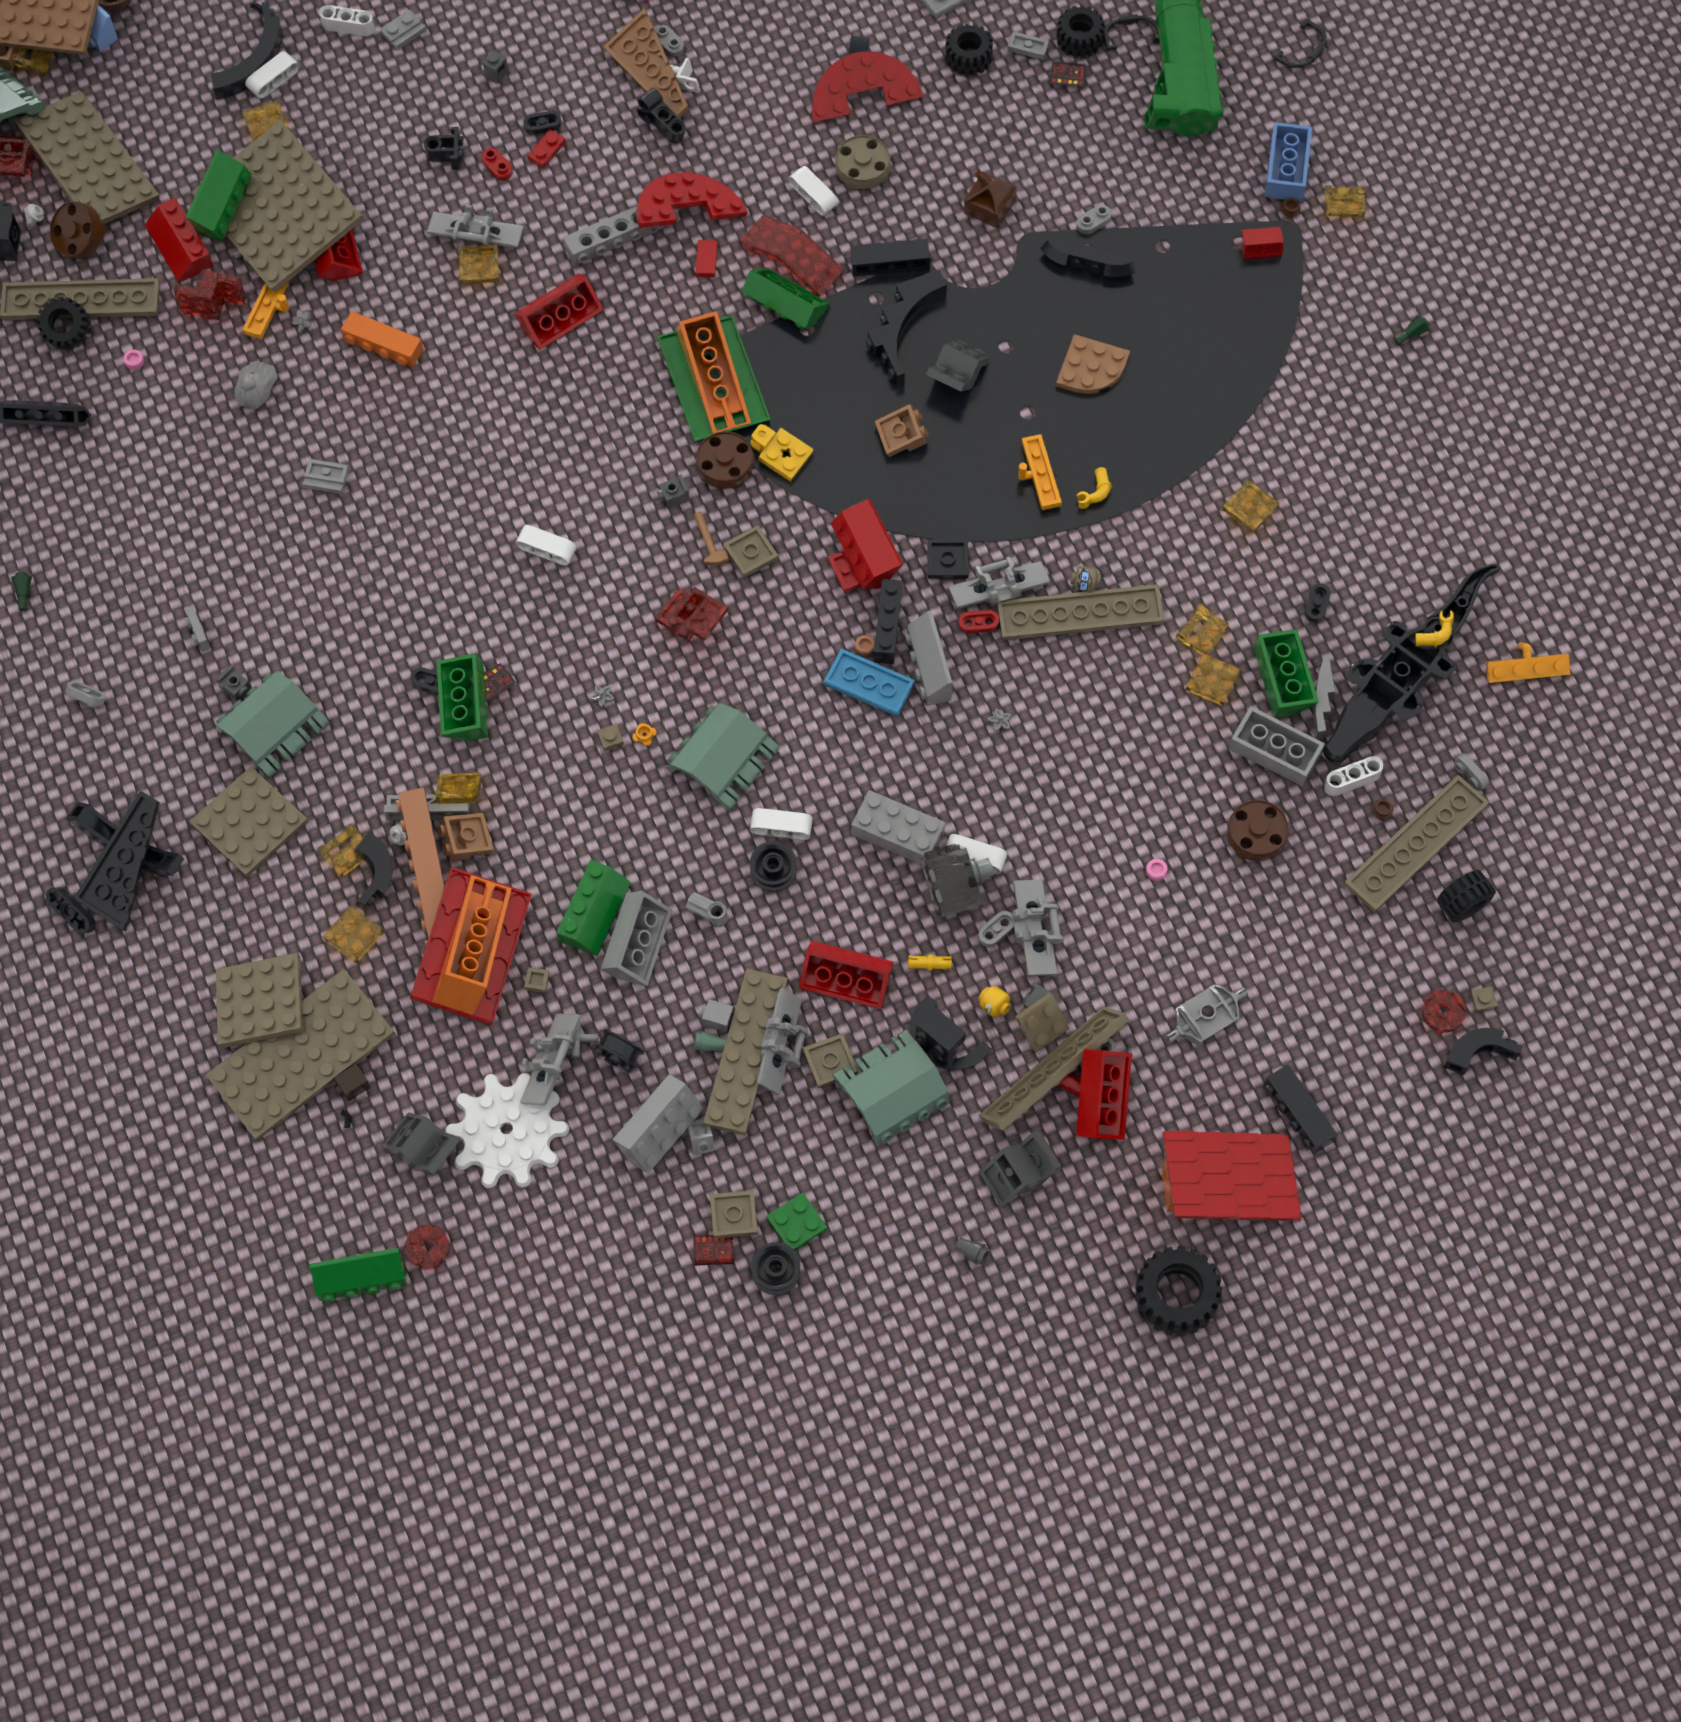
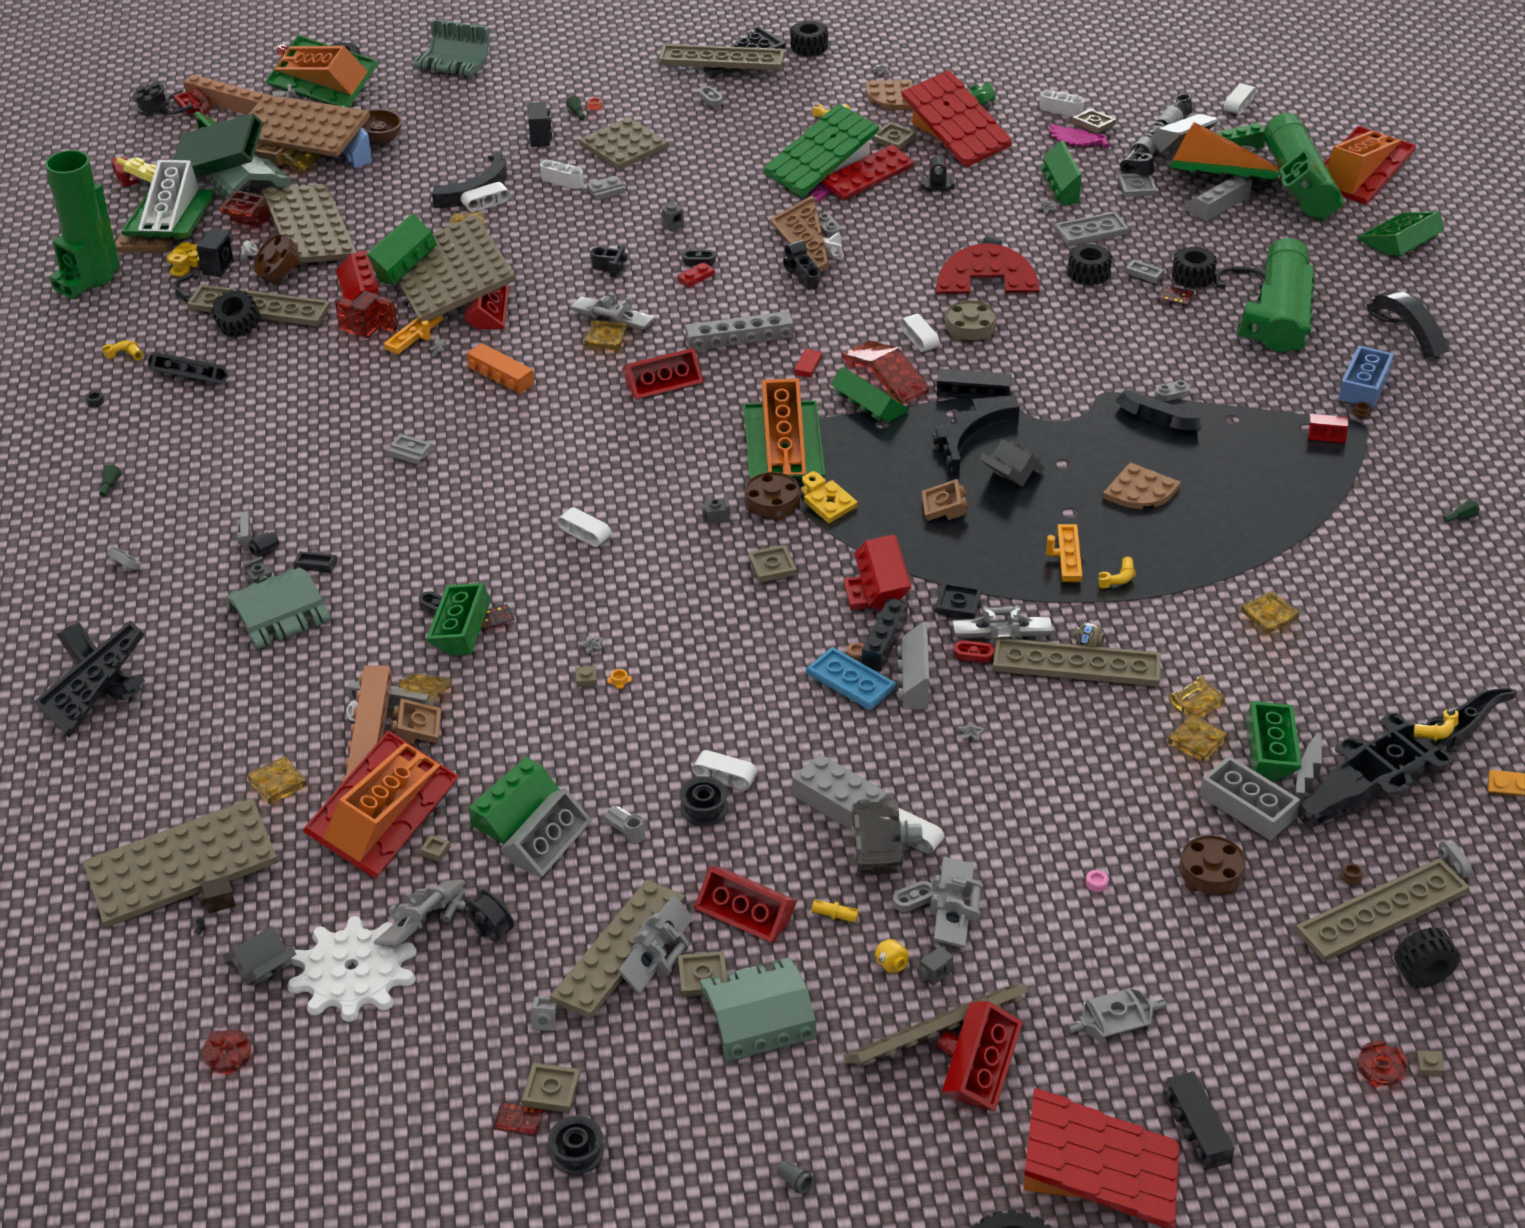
camera: 15 degrees right, 25 degrees down
(79, 911) = (32, 713): black beam -> none
(133, 359) = (283, 350): bright pink tile -> none
(223, 642) = (264, 544): none -> black brick
(248, 821) = (222, 677): dark tan plate -> none
(254, 384) = (375, 380): light grey hair -> none
(259, 1000) = (161, 809): dark tan plate -> none
(284, 651) = (315, 561): none -> black tile
(344, 859) = (302, 719): clear yellow plate -> none
(358, 1275) = (145, 1053): green slope -> none
(380, 863) = (324, 717): black arch -> none
(495, 164) = (649, 277): red plate -> none
(658, 1123) = (503, 985): light grey brick -> none
(684, 191) = (780, 310): red plate -> none
(691, 614) = (697, 593): clear red bracket -> none
(708, 1042) = (582, 932): sand green cone -> none
(715, 557) = (737, 564): medium nougat piece -> none
(717, 1015) = (600, 910): light grey brick -> none
(723, 753) = (690, 704): sand green hinge -> none
(796, 1222) = (616, 1111): green plate -> none
(942, 1037) = (820, 966): black piece -> none
(989, 199) = (1078, 359): reddish brown piece -> none
(1020, 1168) = (870, 1107): dark grey bracket -> none
(1042, 1022) = (935, 981): dark tan plate -> none
(1317, 604) = (1320, 696): black plate -> none
(1324, 68) = (1417, 317): none -> black arch
(1344, 205) = (1415, 414): clear yellow plate -> none
(1359, 769) = (1326, 839): white beam -> none
(1480, 1041) = (1414, 1099): black arch -> none

